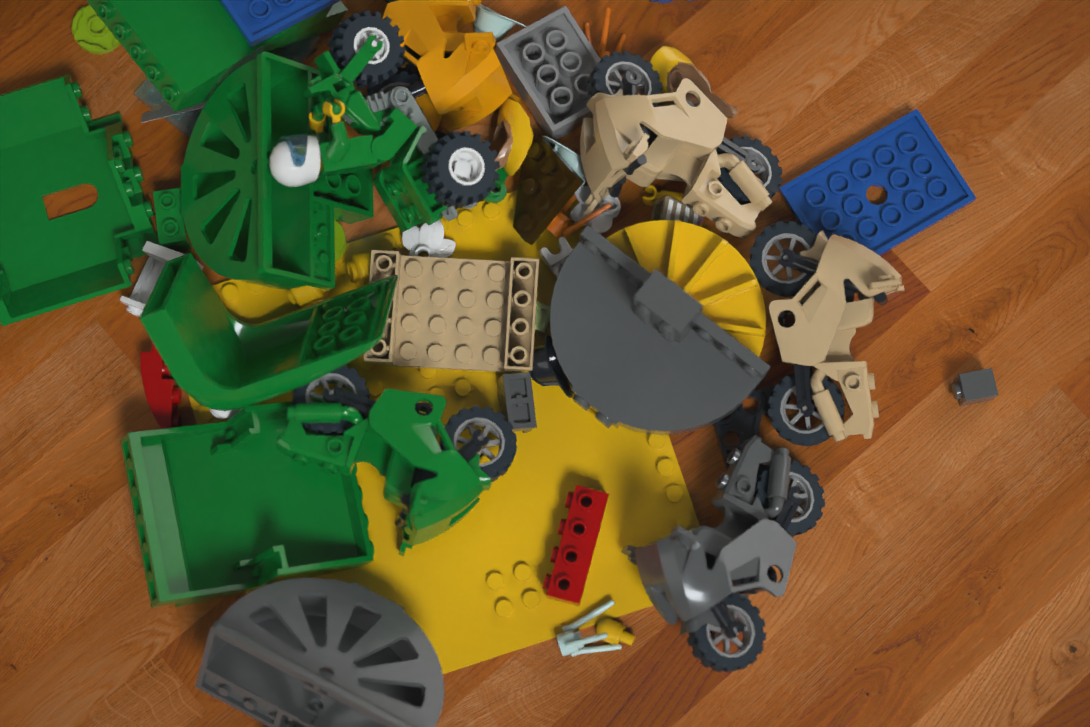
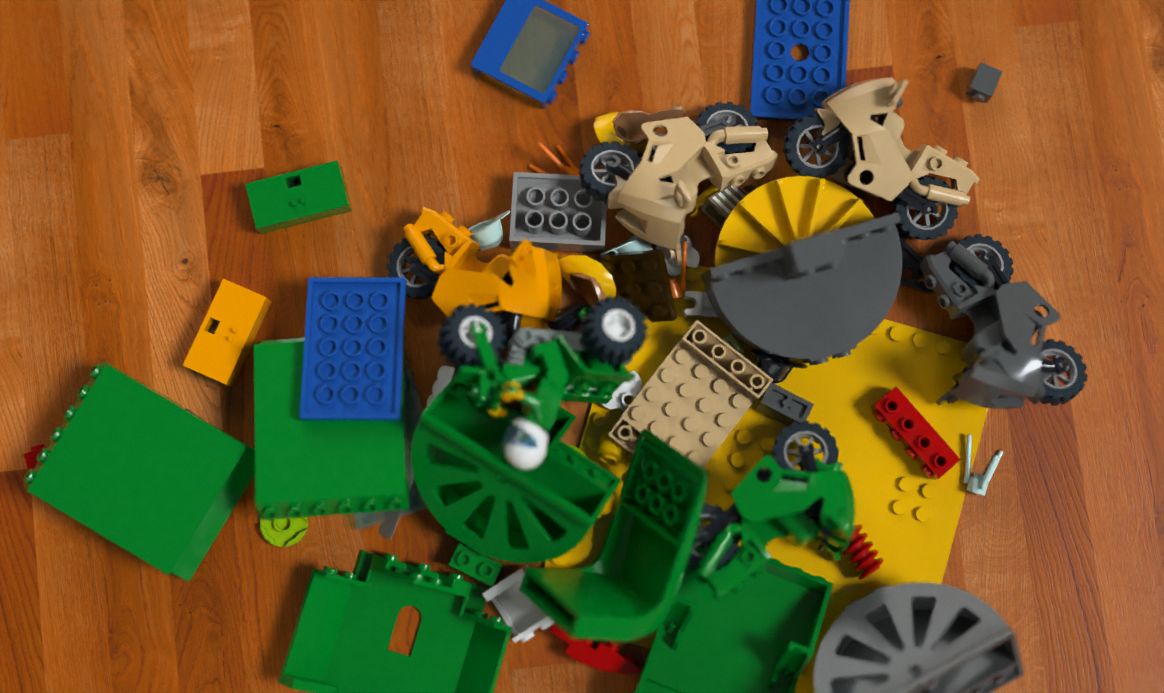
camera: 55 degrees left, 5 degrees up
(423, 567) = (862, 554): none -> red piece
(615, 631) = (989, 448): yellow cylinder -> none

